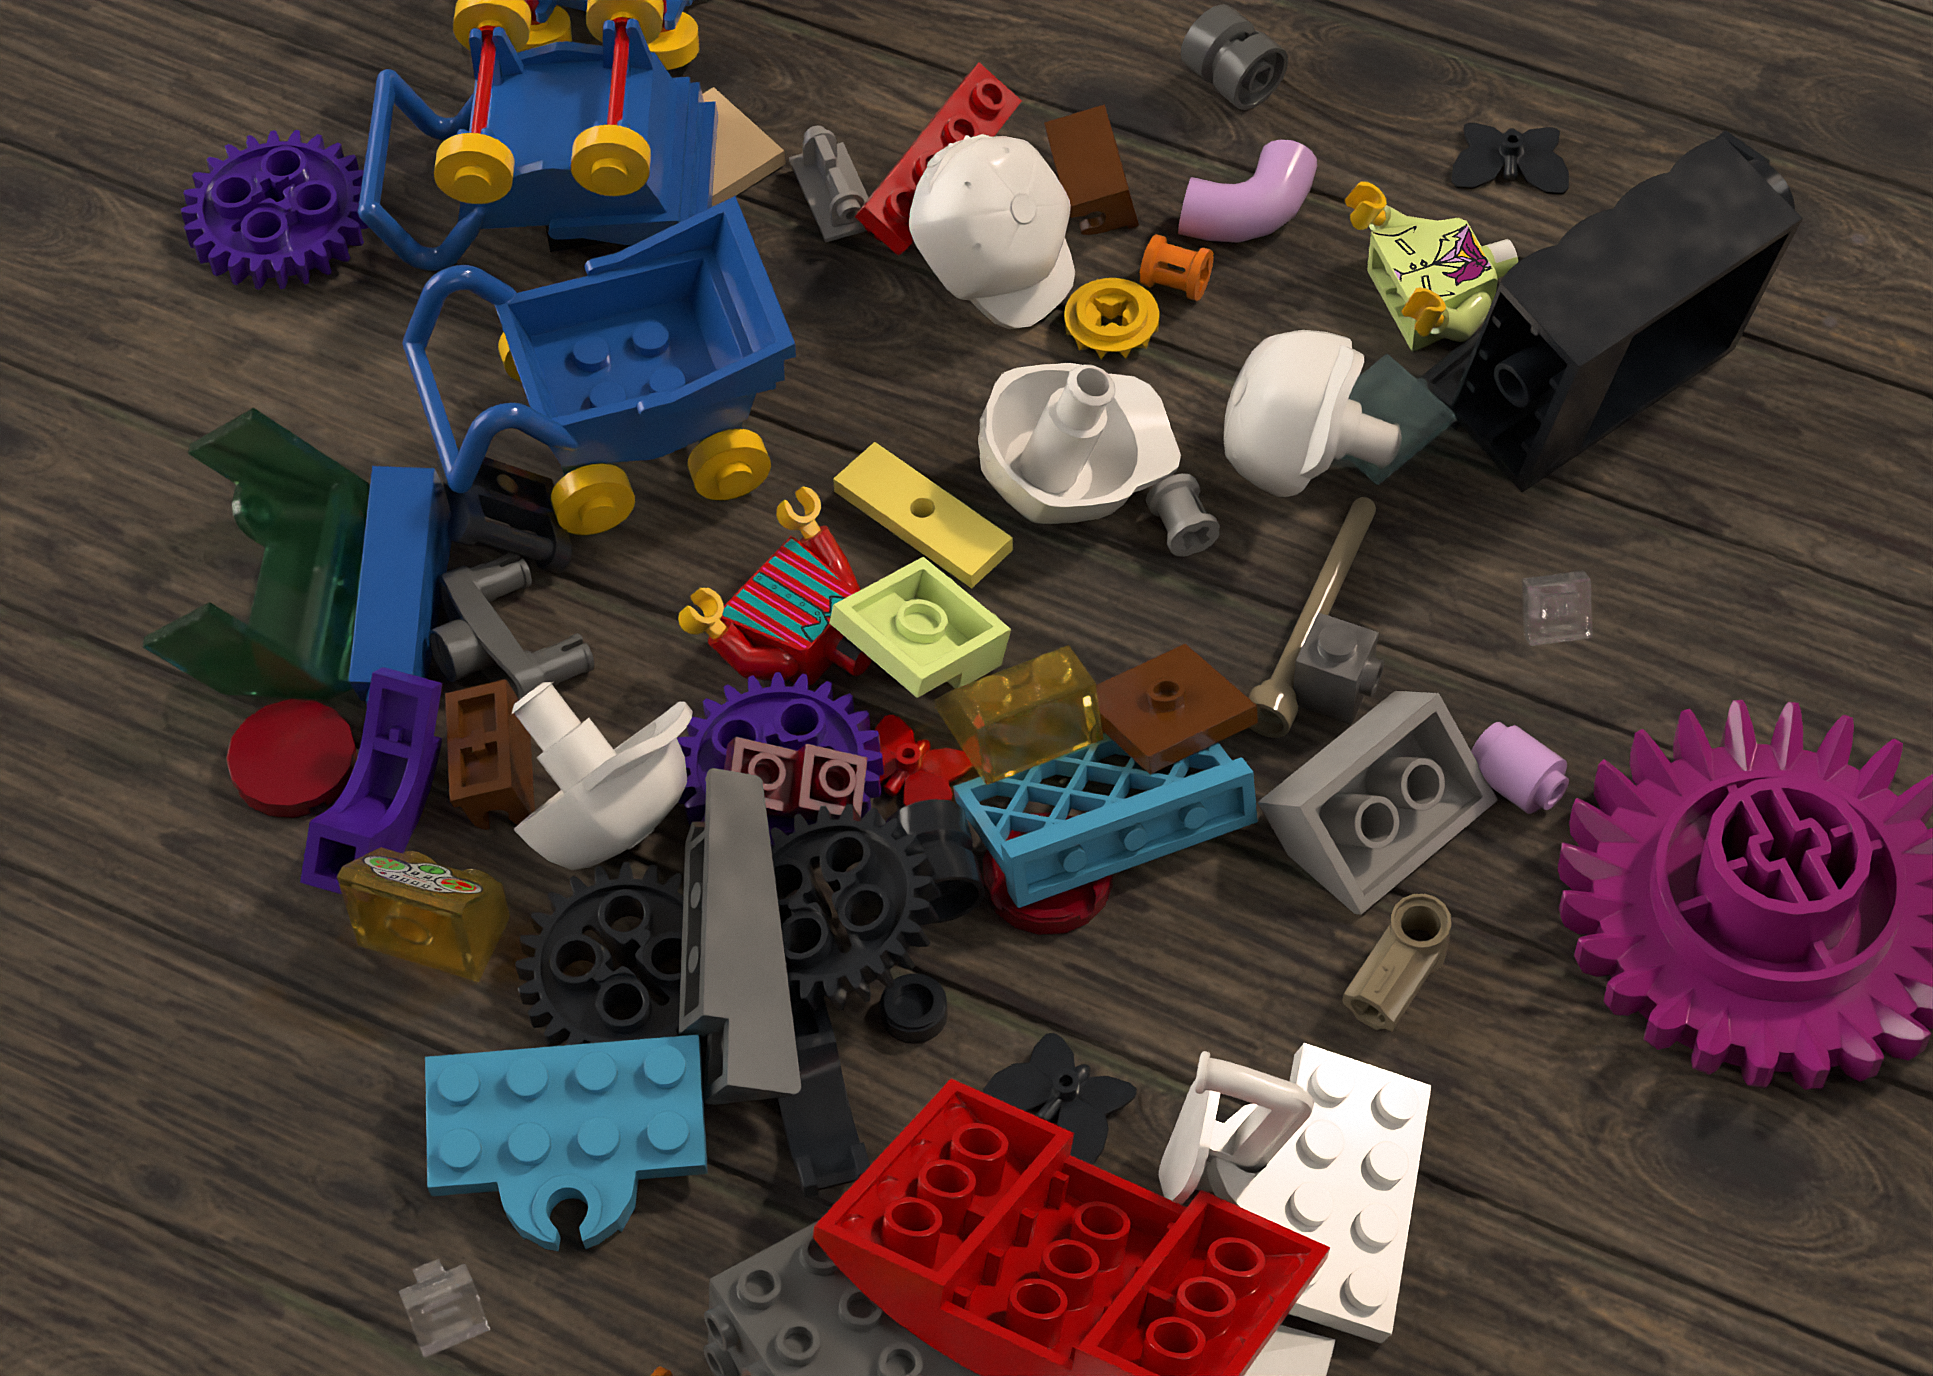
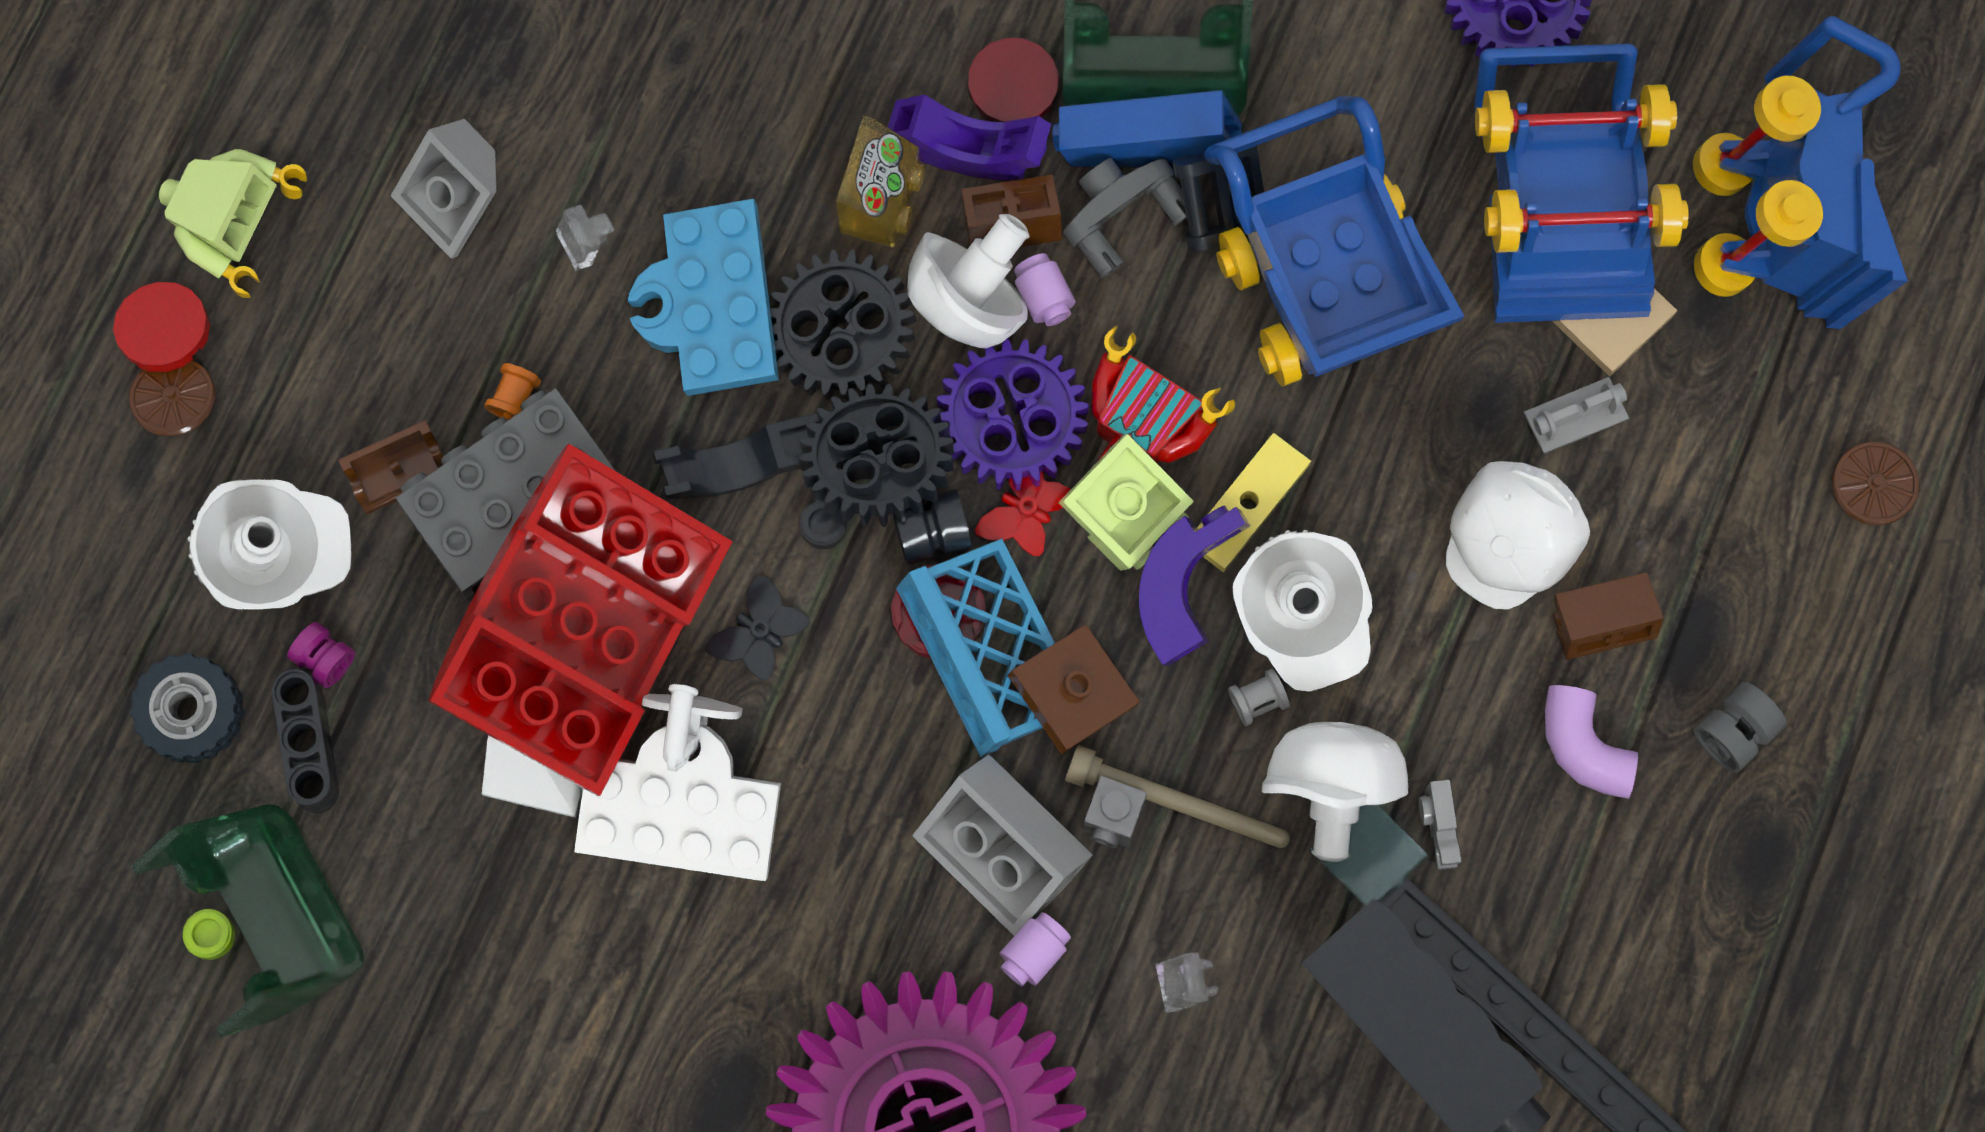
camera: 85 degrees right, 20 degrees up
(615, 712) = (1044, 290): none -> lavender brick
(734, 948) = (836, 390): dark grey wedge -> none
(802, 778) = (979, 421): dark red slope -> none
(974, 108) = (1600, 492): red plate -> none
(1024, 714) = (1063, 579): clear yellow slope -> none
(1028, 591) = (1166, 577): none -> dark purple arch
(1109, 299) = (1453, 617): yellow gear -> none
(1196, 265) = (1509, 686): orange bush -> none
(1369, 336) = (1438, 811): none -> light grey plate
(1400, 964) = (858, 857): dark tan piece -> none
(1428, 269) = (1512, 890): yellowish green torso -> none
(1528, 151) = (1668, 965): black piece -> none

